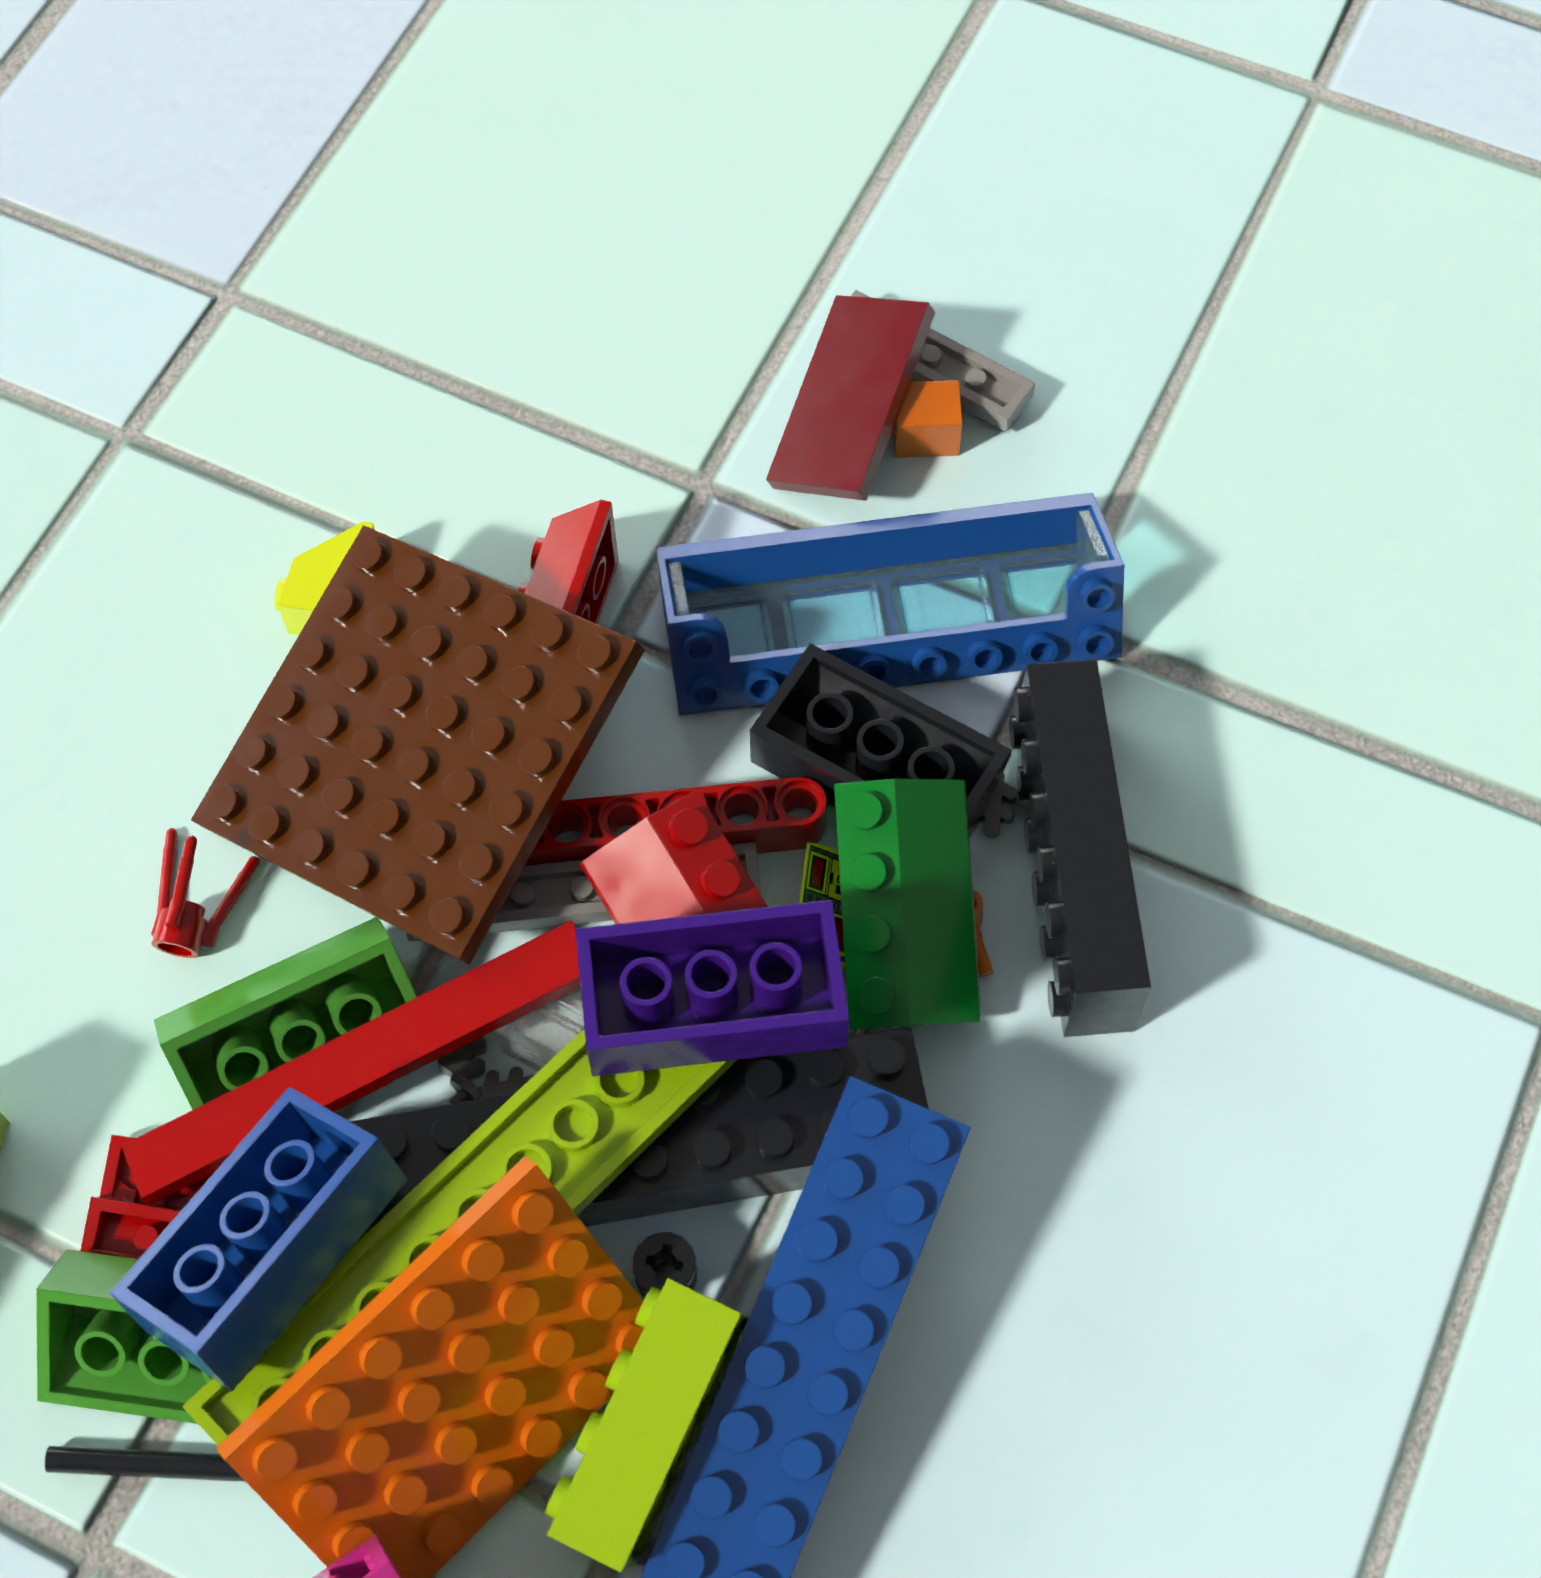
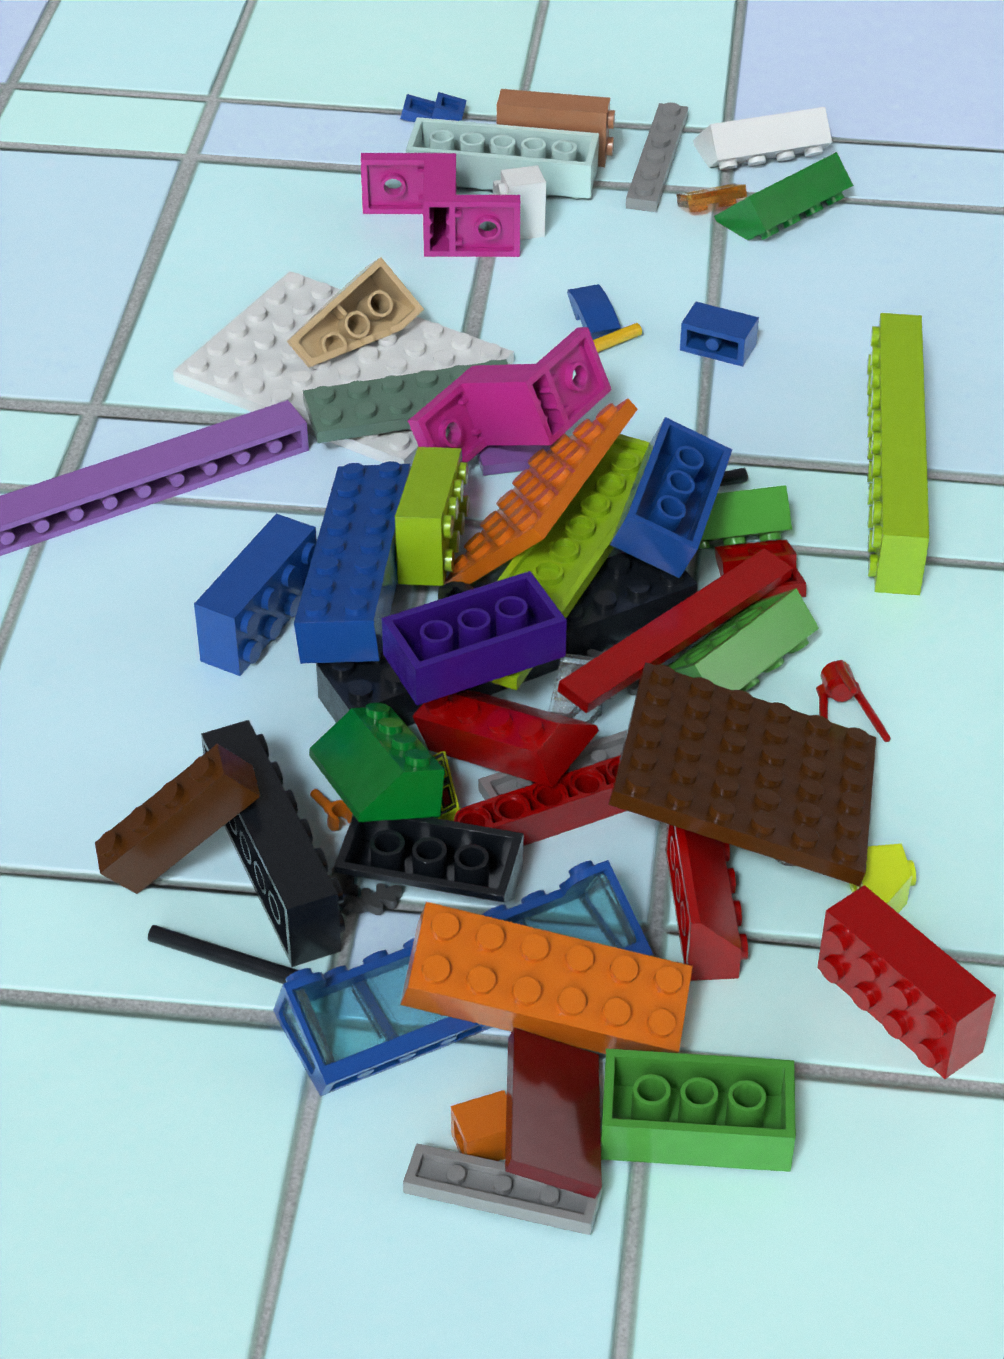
camera: 160 degrees right, 20 degrees down
(394, 426) = (905, 982): none -> red brick
(693, 360) = (698, 1110): none -> bright green brick
(811, 503) = (544, 983): none -> orange brick
(983, 1347) = (254, 595): none -> blue brick
(1179, 749) = (219, 954): none -> black bar
(1207, 860) = (177, 819): none -> reddish brown brick

